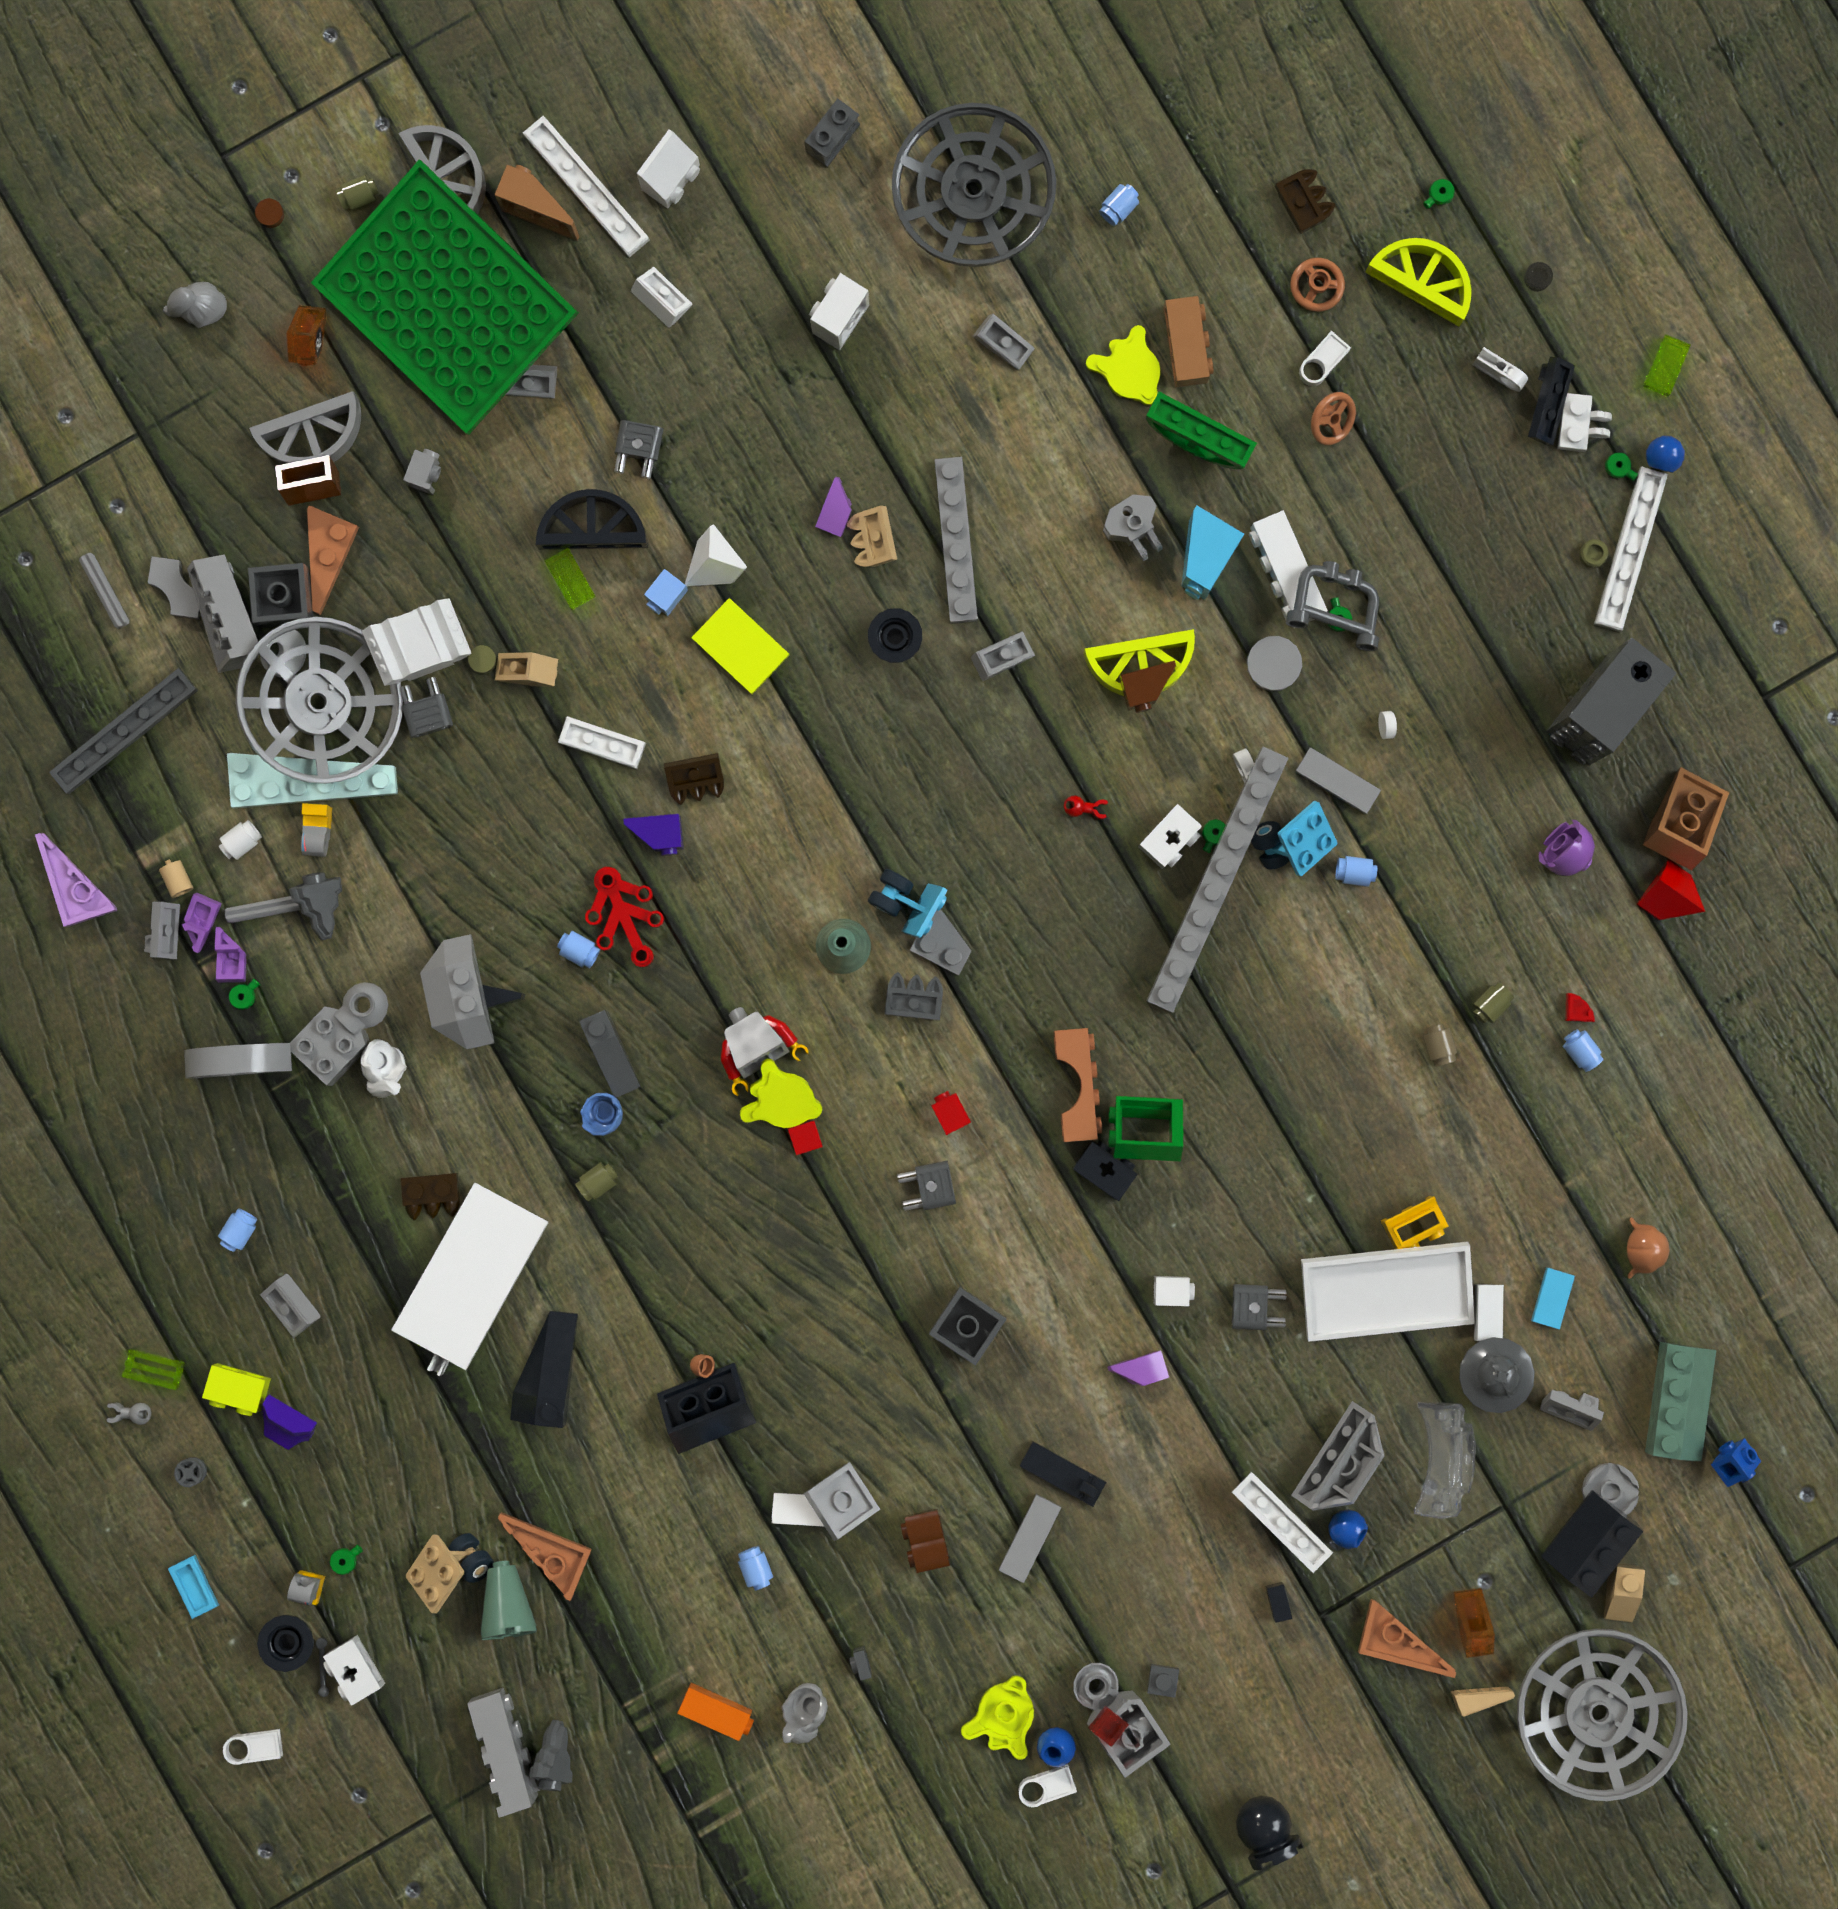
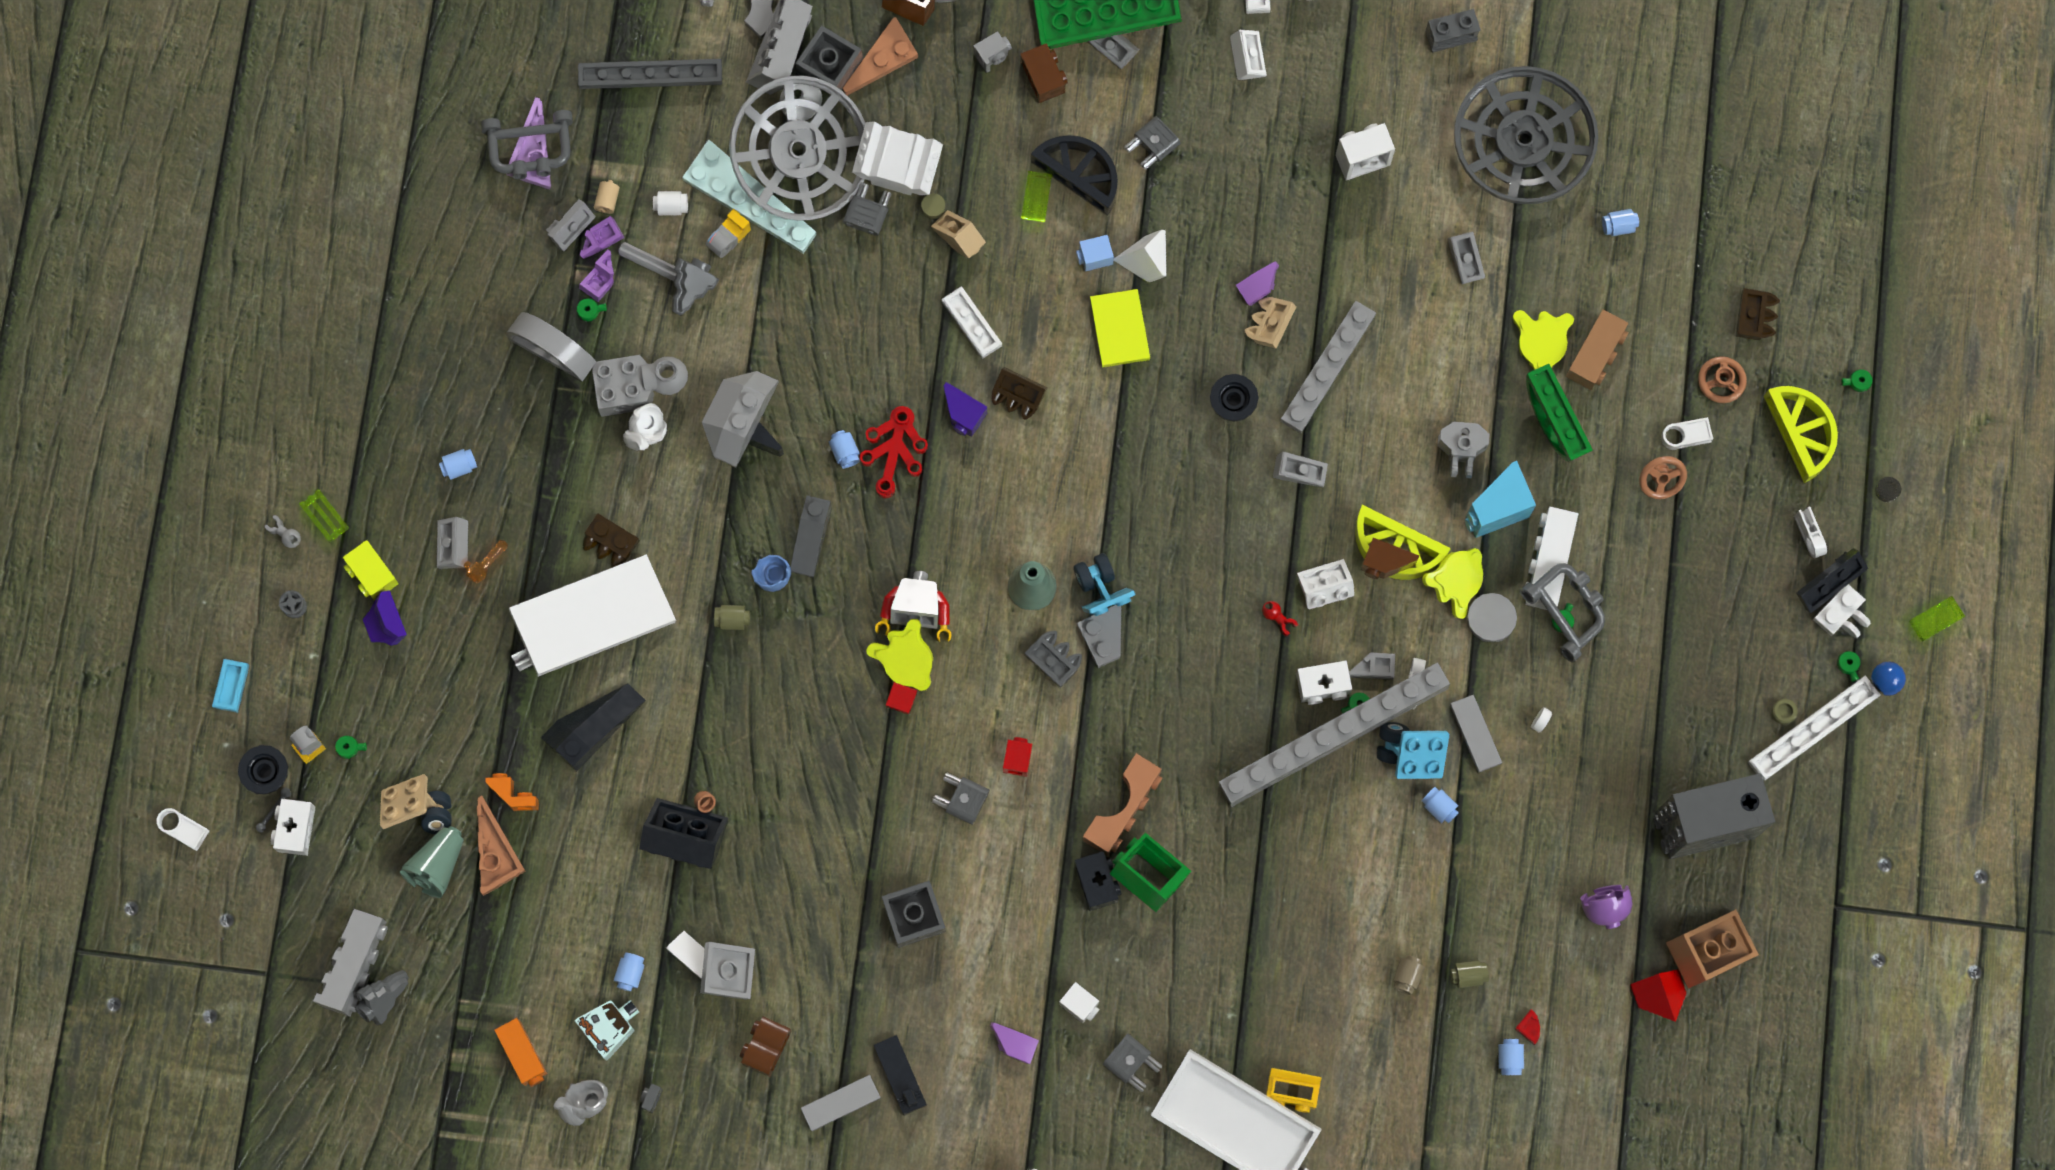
camera: 35 degrees right, 10 degrees down
(93, 896) = (519, 168): none -> dark grey bar
(334, 1313) = (478, 571): none -> clear orange piece
(487, 456) = (1043, 72): none -> reddish brown brick
(517, 1493) = (504, 788): none -> orange slope
(774, 1630) = (608, 1026): none -> torso
(1105, 744) = (1326, 584): none -> white bracket
(1204, 786) = (1375, 667): none -> light grey tile
(1219, 652) = (1457, 579): none -> neon yellow tile

